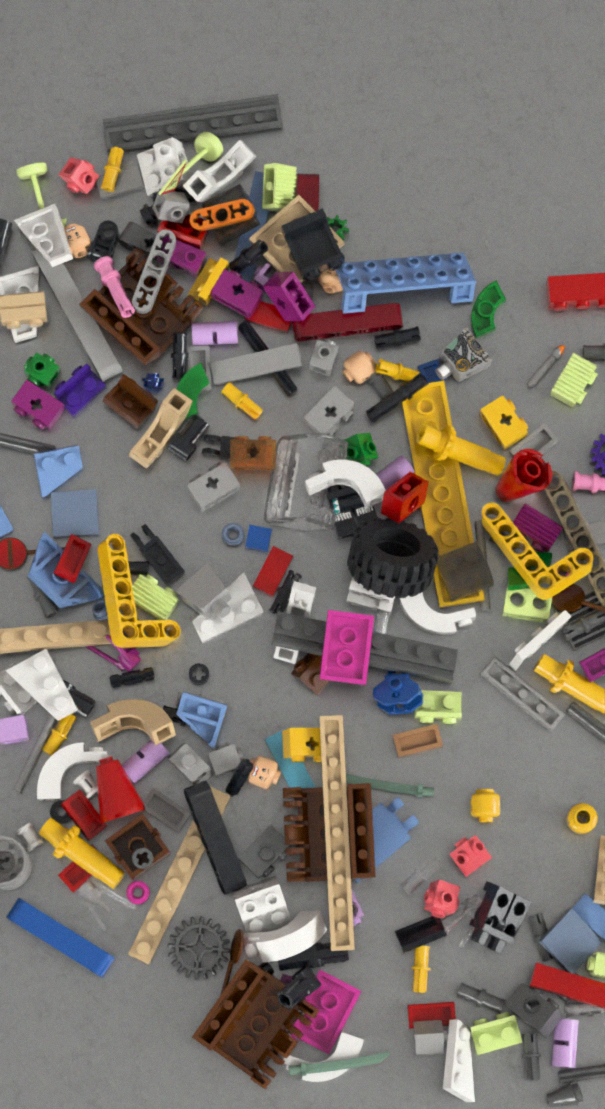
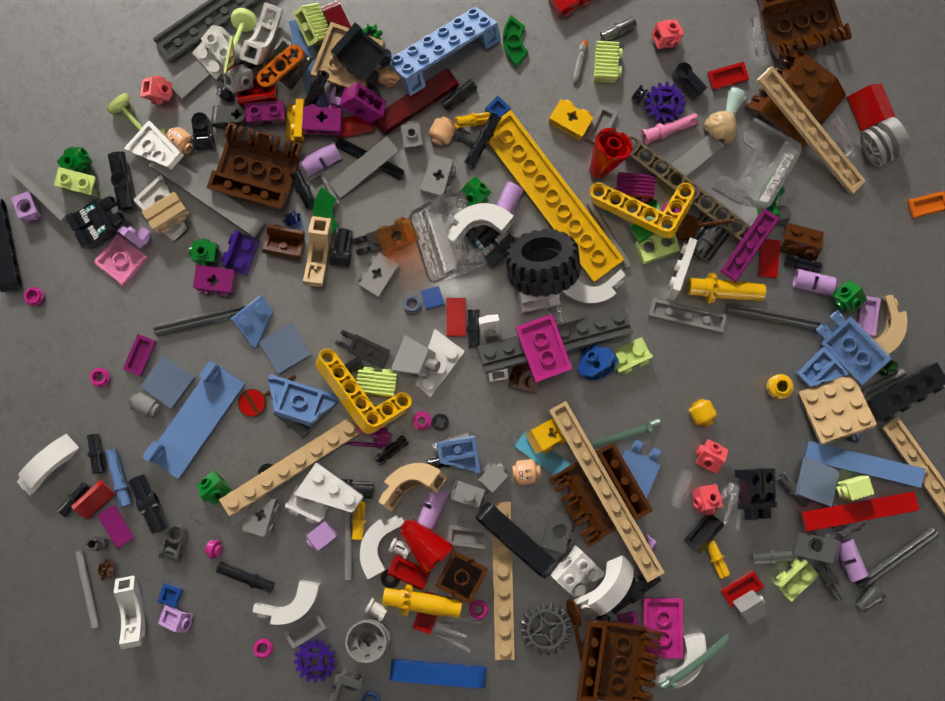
camera: 25 degrees left, 5 degrees up
(72, 558) = (300, 383): red tile -> none
(99, 610) = (341, 412): sand blue plate -> none
(111, 279) = (221, 156): bright pink pin -> none
(112, 169) = (179, 72): yellow axle -> none
(135, 860) = (467, 581): dark grey bush -> none
(156, 272) = (251, 134): light grey beam -> none
(180, 669) = (426, 425): none -> dark pink plate
(239, 777) = (511, 485): black axle -> none
(241, 401) = (367, 200): yellow axle -> none
(302, 984) = (638, 619): black piece -> none
(404, 497) = (527, 212): red brick -> none
(417, 740) = (628, 389): medium nougat tile -> none
(447, 444) = (538, 156): yellow gear -> none
(458, 1063) = (782, 616): white wing -> none
(463, 357) = (516, 85): torso -> none
(464, 572) = (600, 246): clear smoke brick -> none
(591, 432) = (639, 94): none -> black bush

